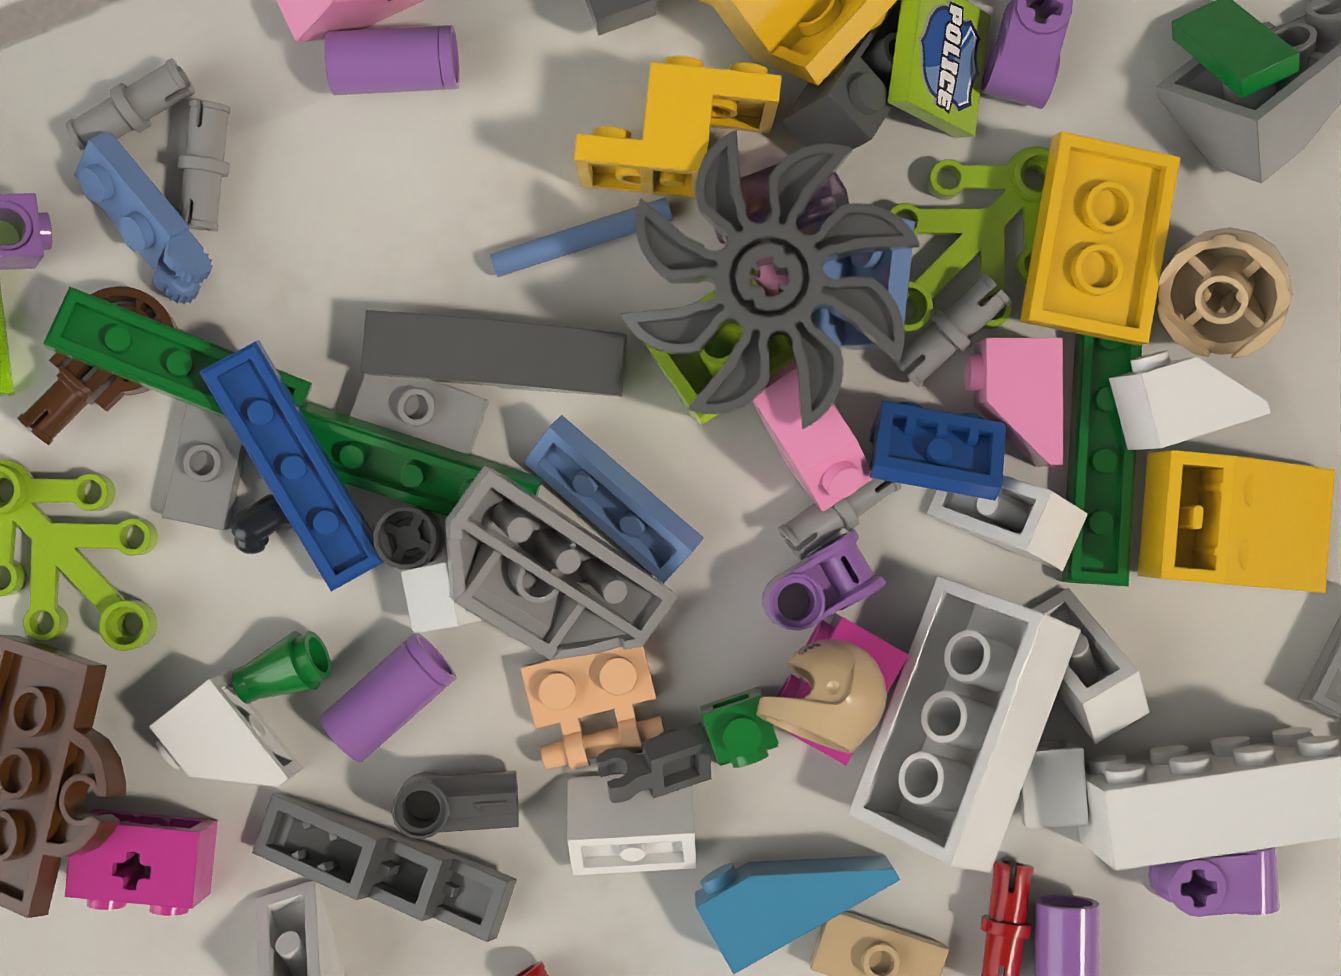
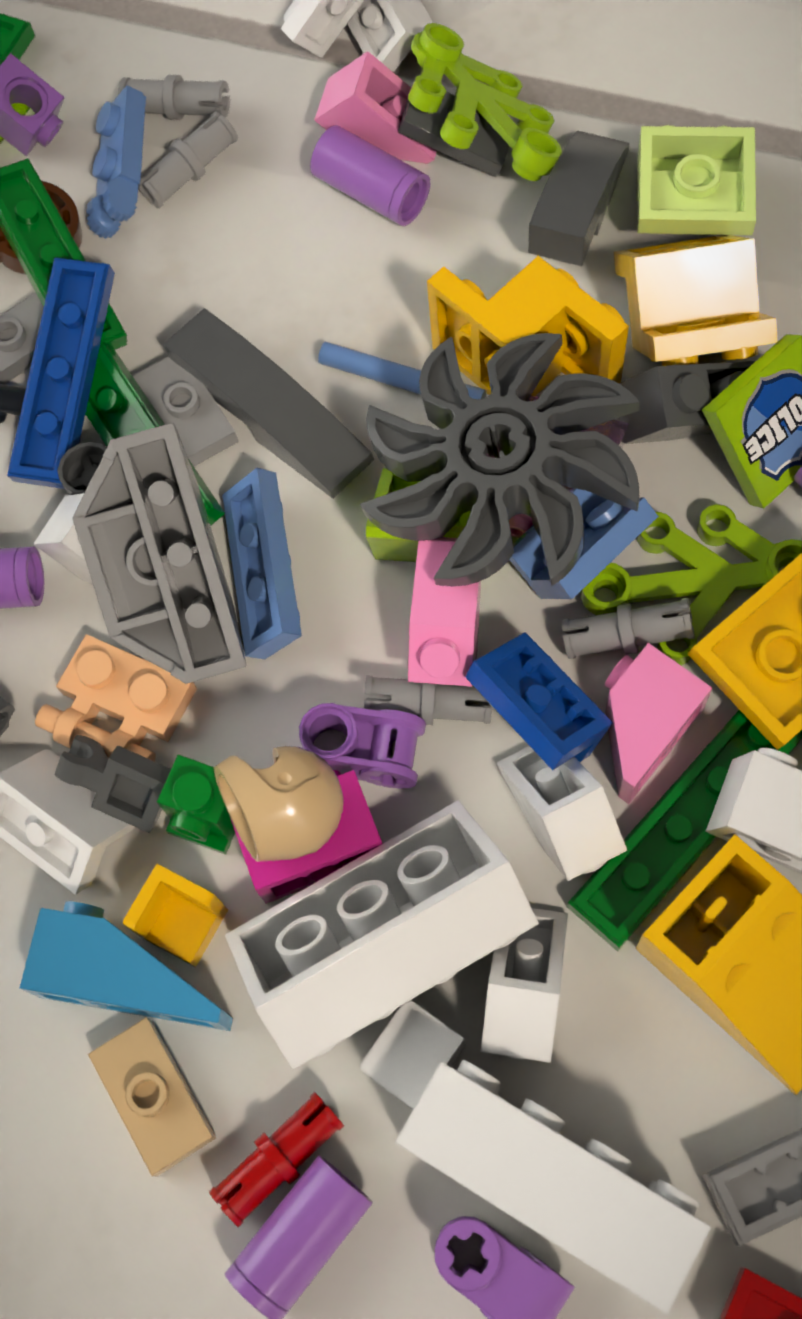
camera: 55 degrees right, 20 degrees down
(791, 822) = (175, 915): none -> yellow panel

